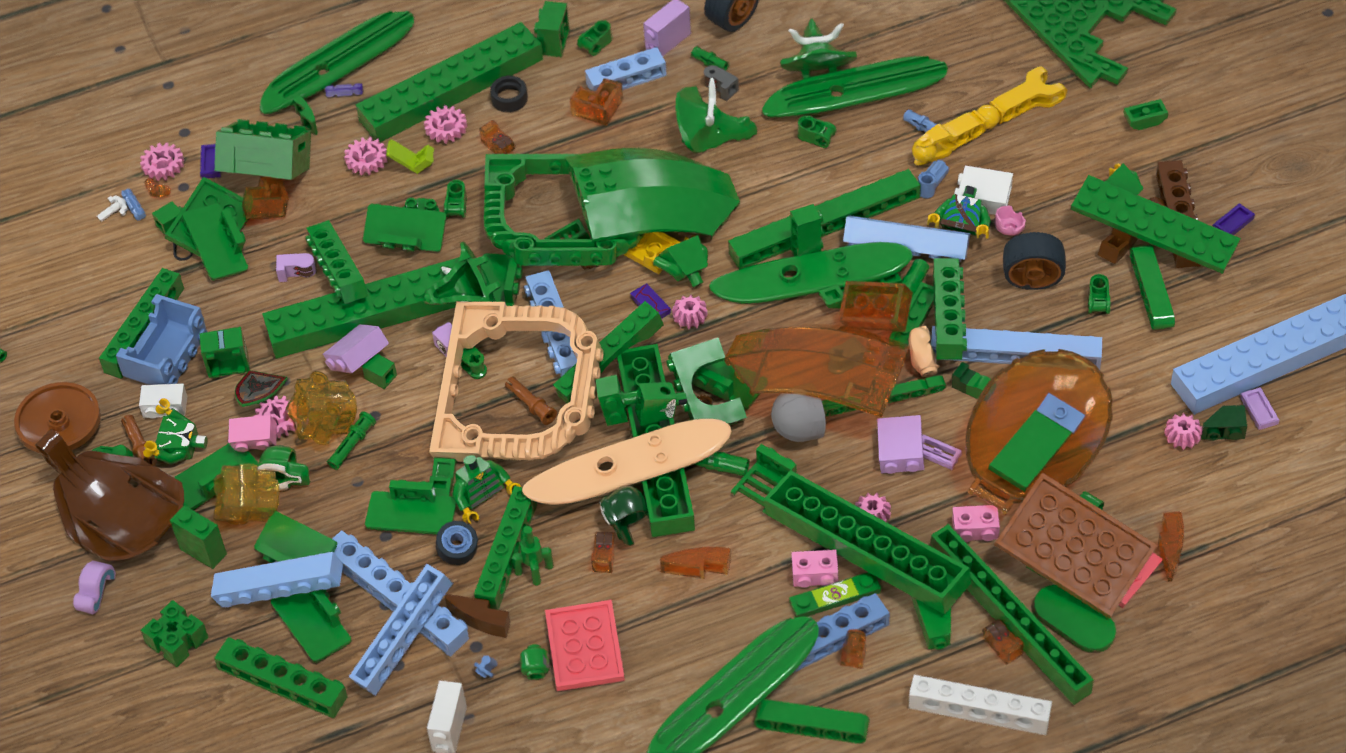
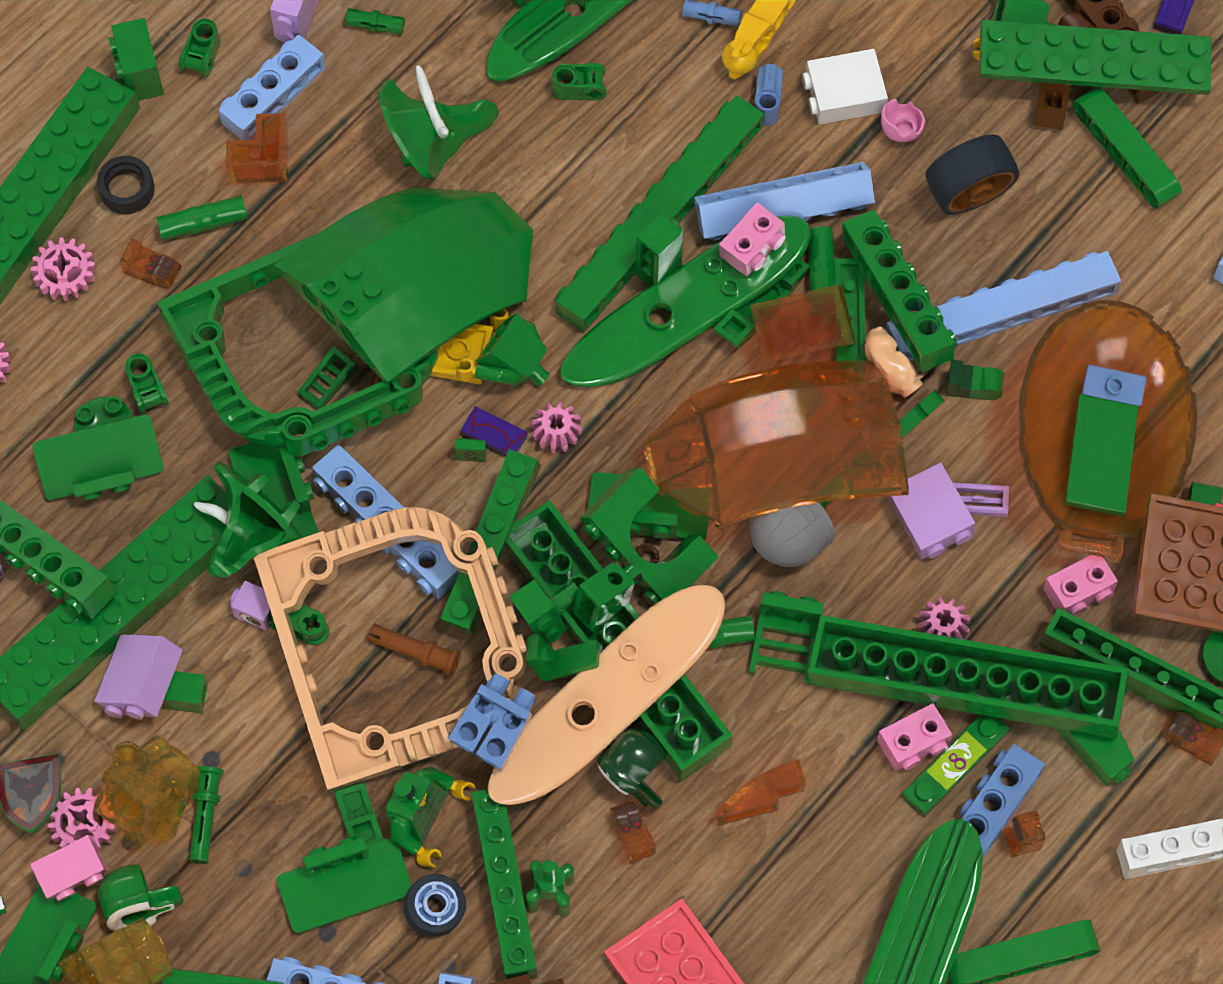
camera: 30 degrees left, 15 degrees up
(414, 161) = (48, 345): lime bracket -> none
(543, 126) = (201, 218): none -> green axle
(545, 445) = (493, 711): none -> medium blue hips
(603, 433) = (561, 662): none -> green bracket
(627, 303) = (470, 450): none -> green tile
(724, 81) = (409, 50): dark grey leg -> none
(869, 246) = (752, 240): none -> bright pink brick
(963, 214) = (842, 136): torso -> none
(1098, 294) = (1069, 192): green piece -> none

